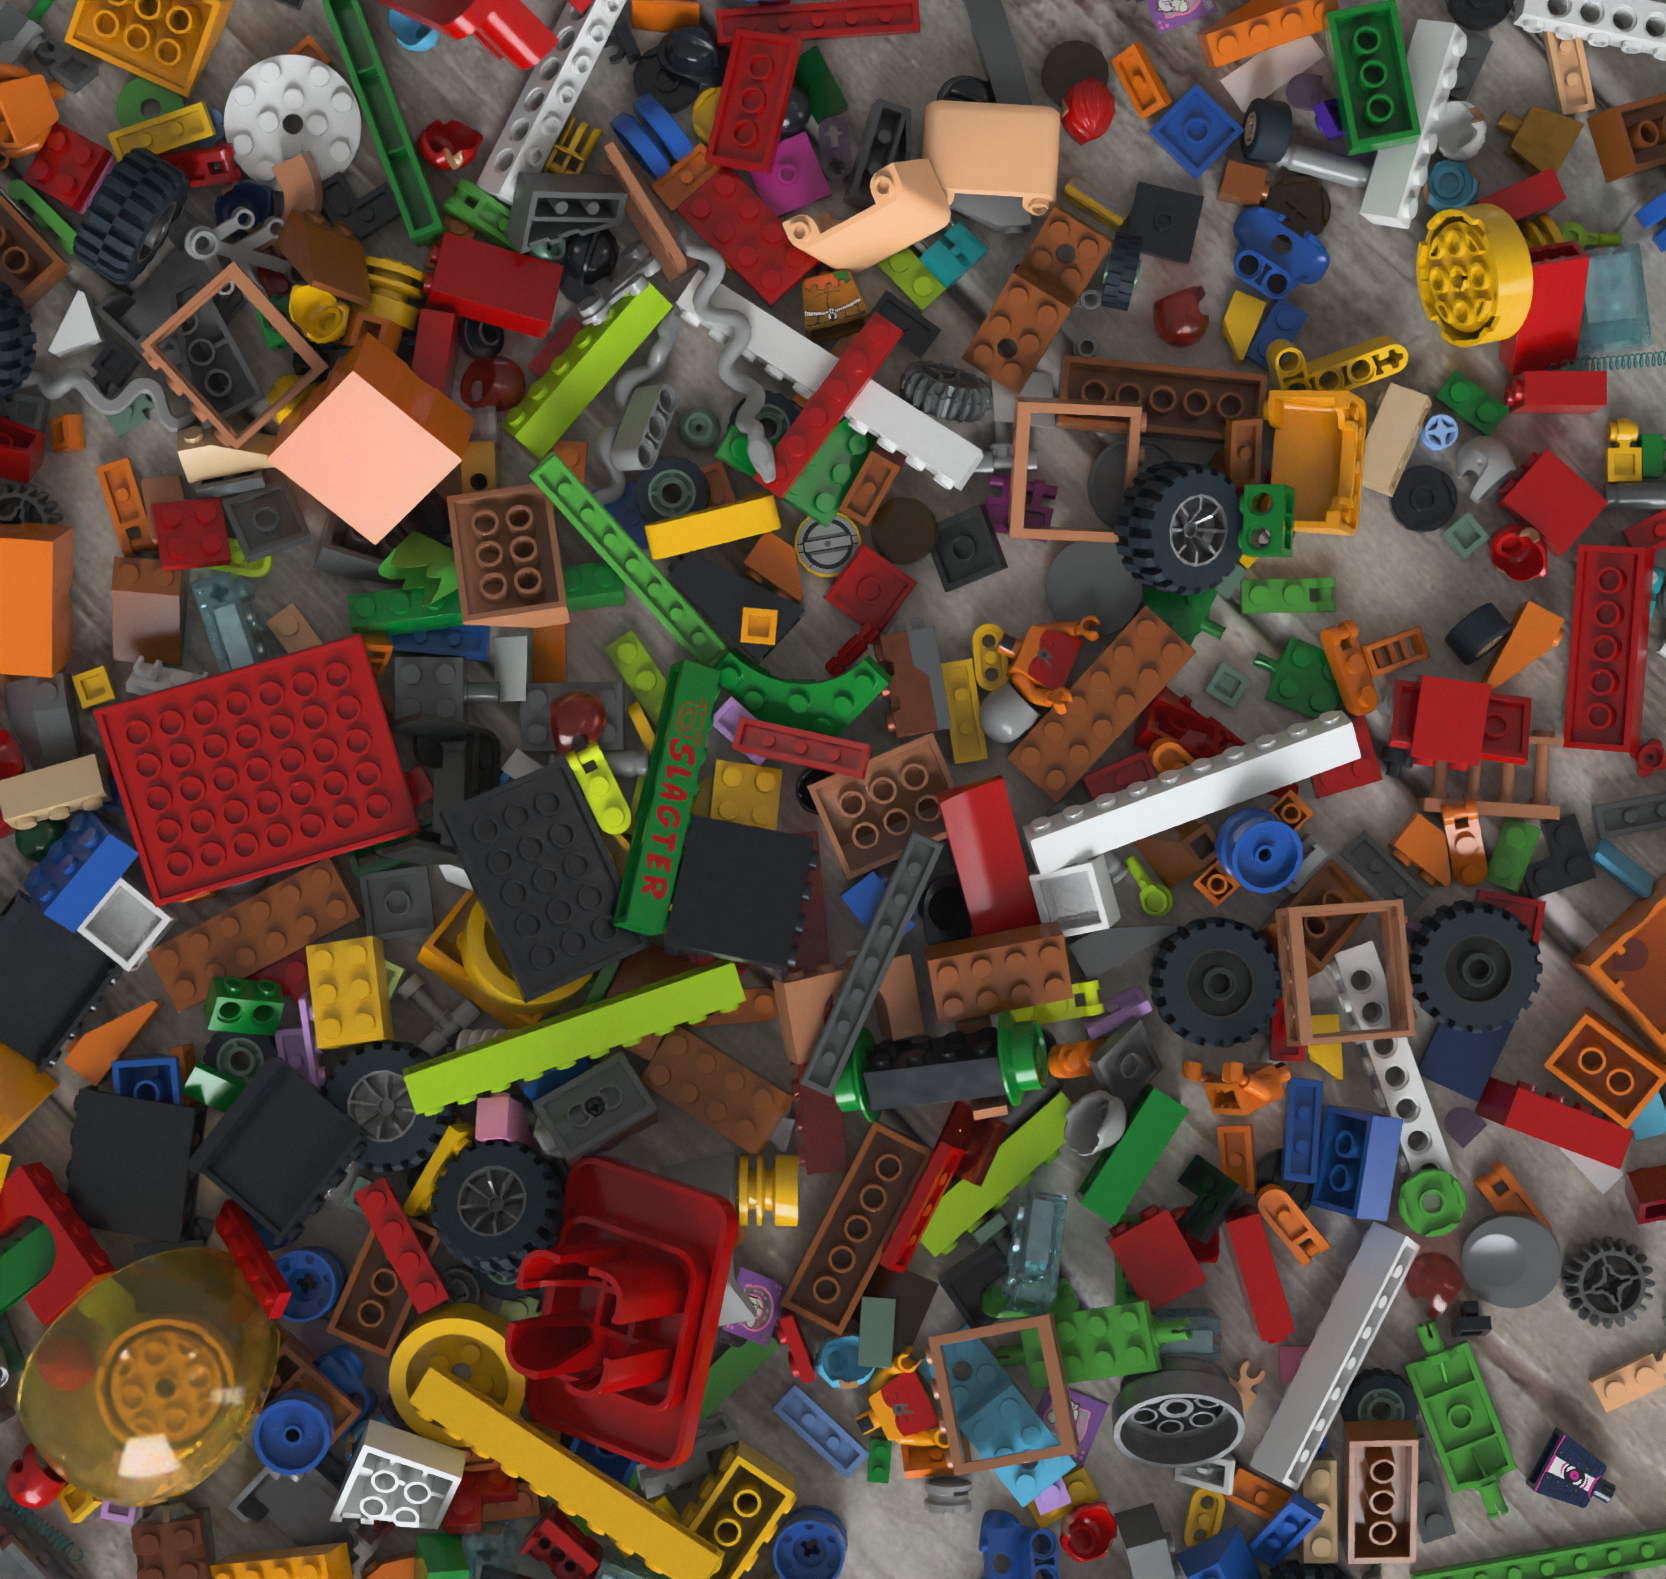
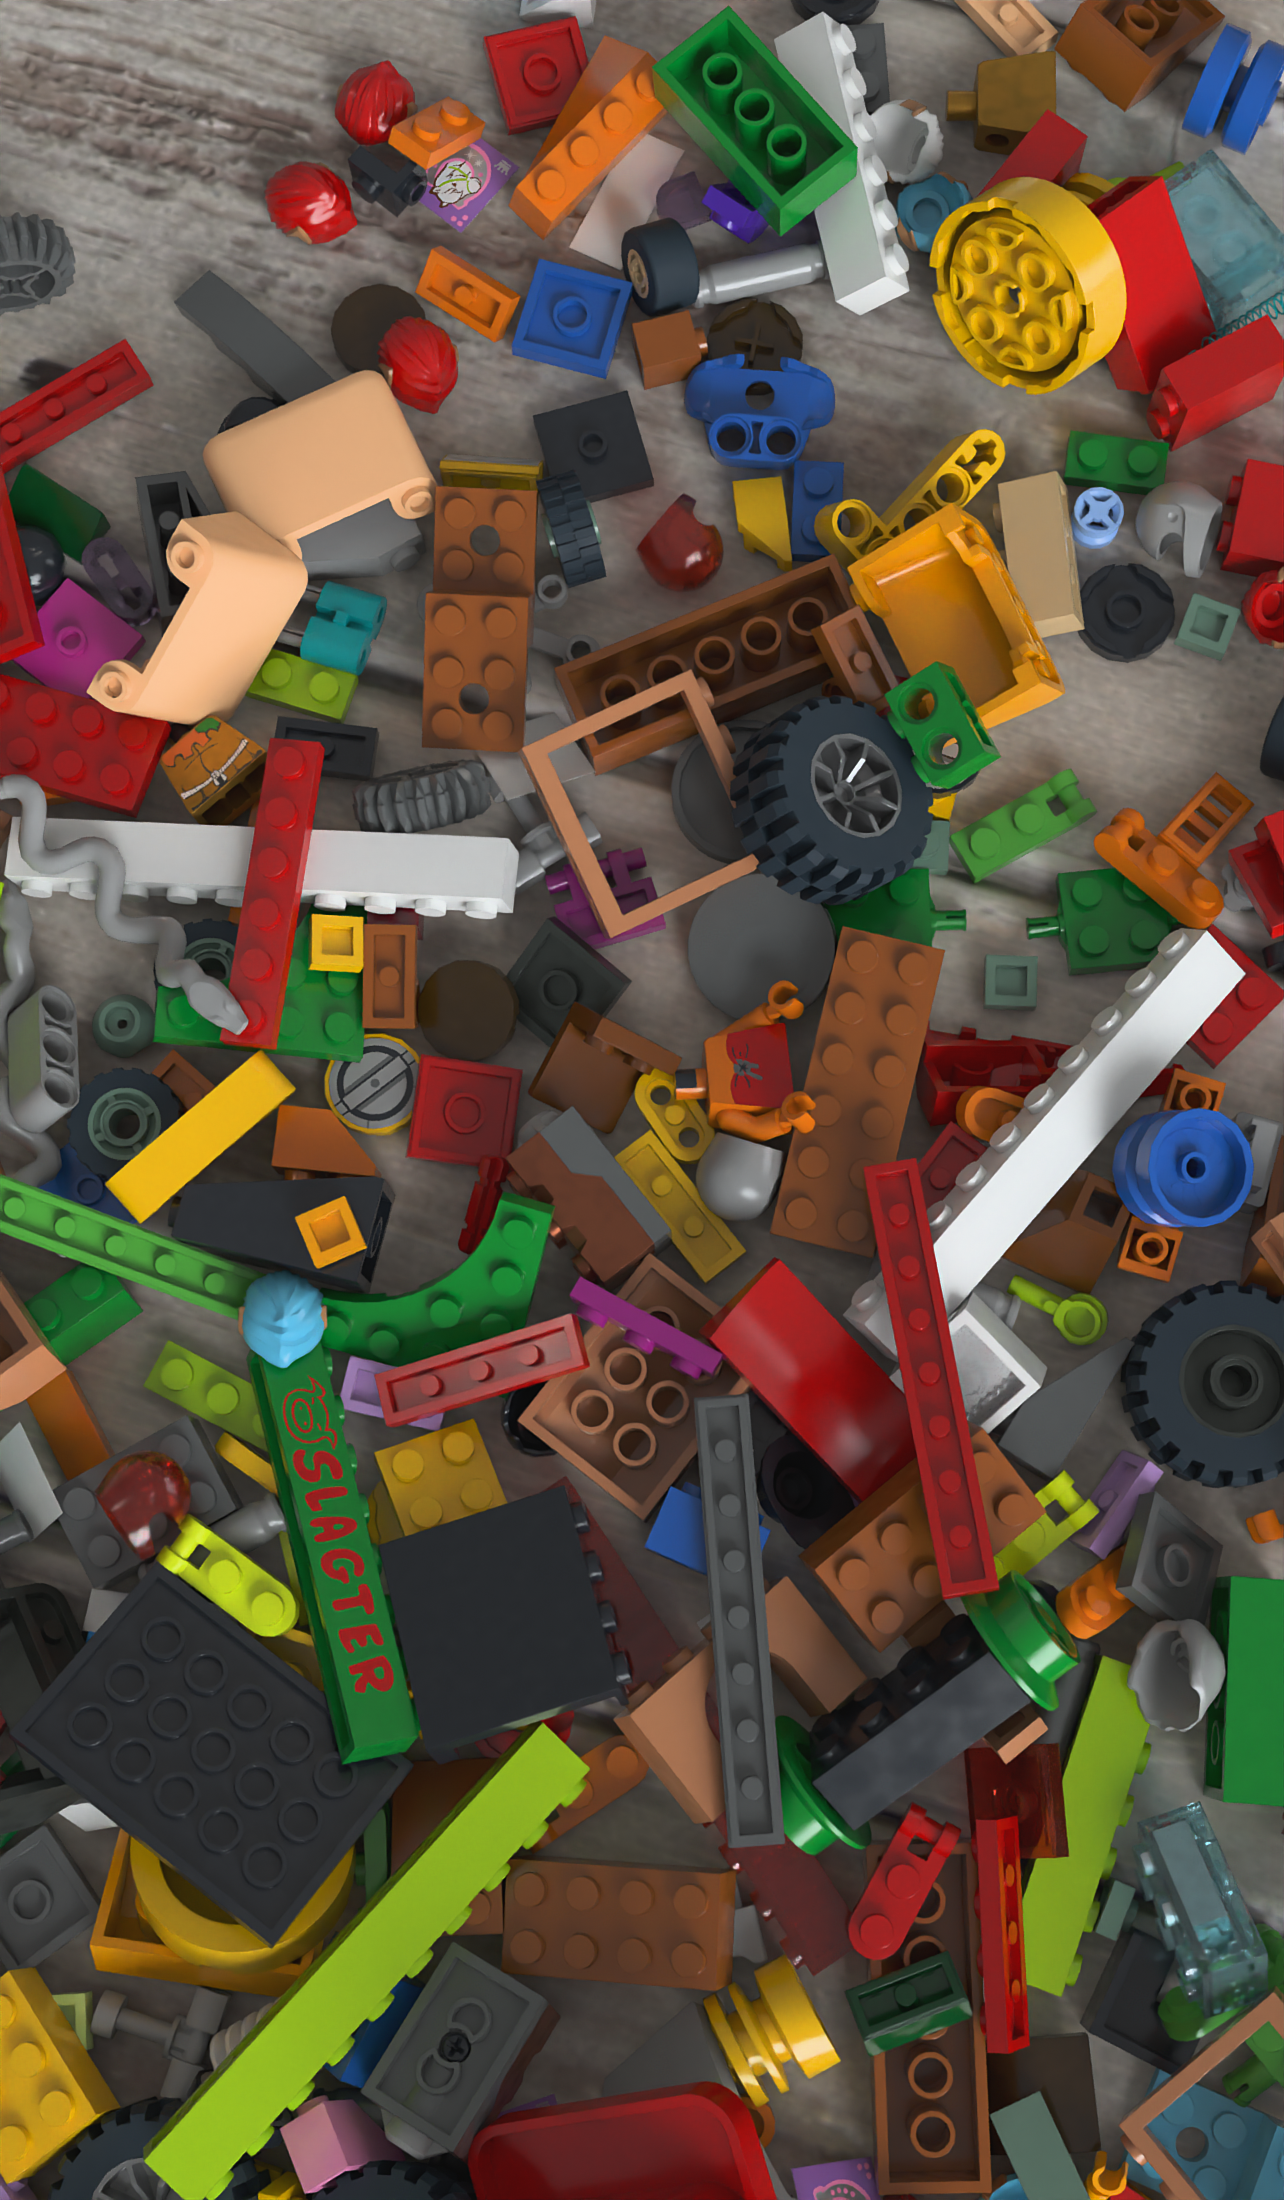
camera: 30 degrees left, 10 degrees down
(705, 655) = (282, 1317): none -> medium azure hair
(848, 452) = (335, 943): none -> yellow plate
(851, 1216) = (908, 2003): none -> dark green slope
(880, 1152) = (899, 1884): none -> red plate
(905, 776) = (645, 1330): none -> magenta plate
(960, 607) = (597, 1067): none -> reddish brown bracket
(1049, 890) = (930, 1380): none -> red plate

